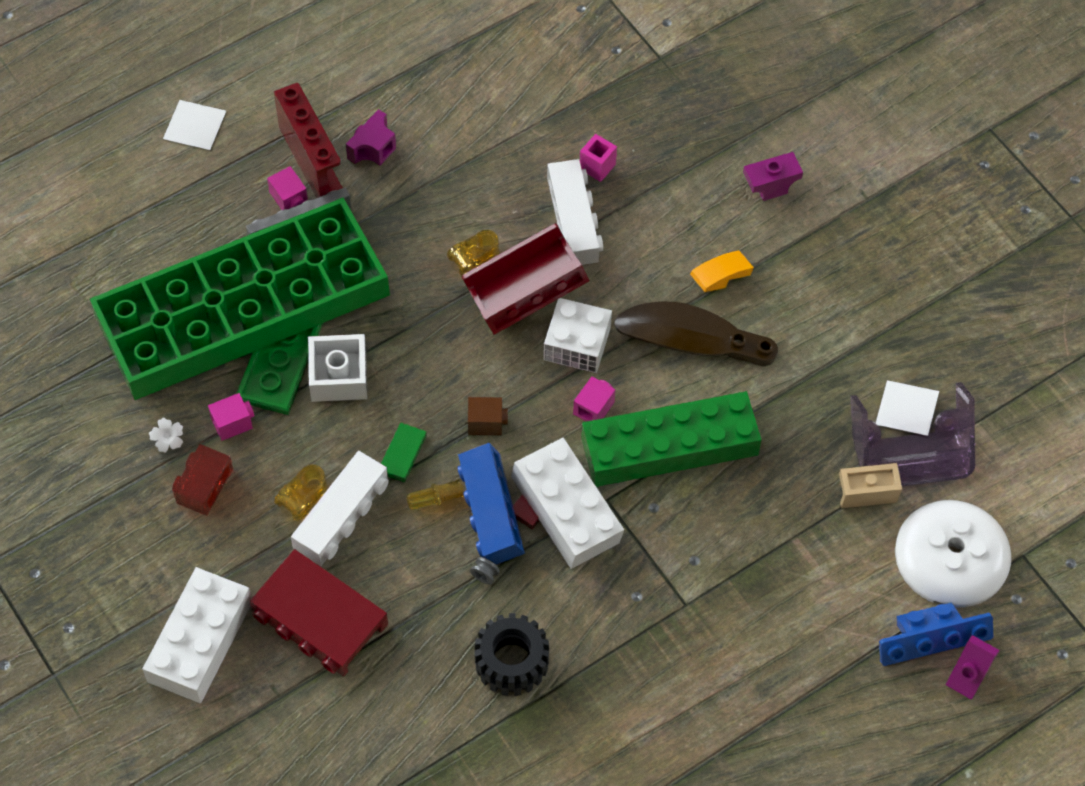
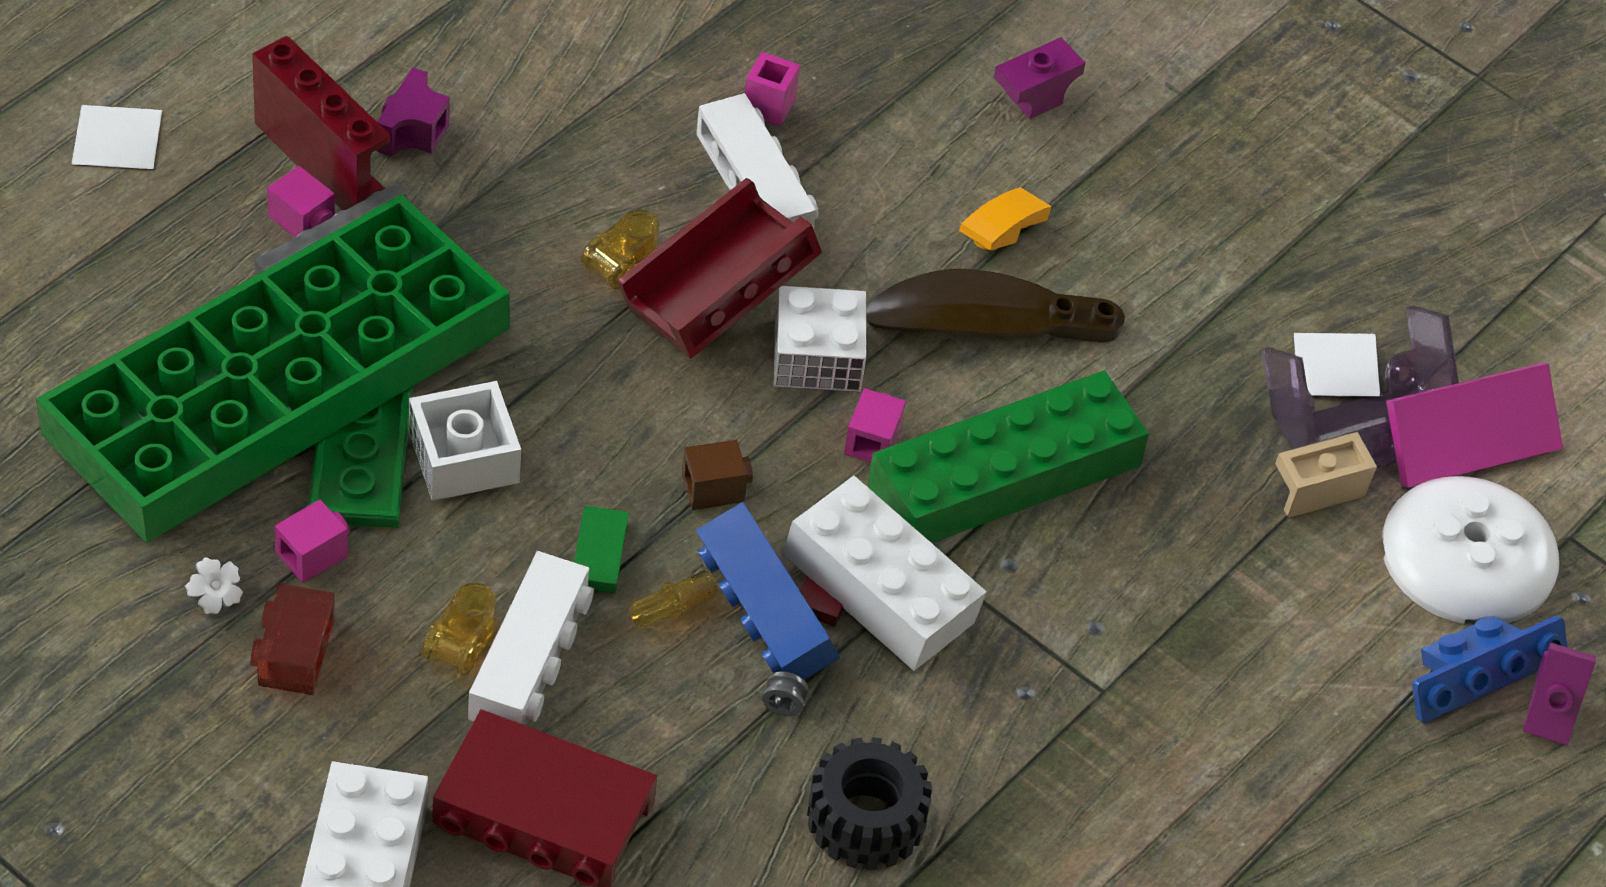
camera: 20 degrees left, 10 degrees down
(980, 469) = (1474, 424): none -> dark pink tile

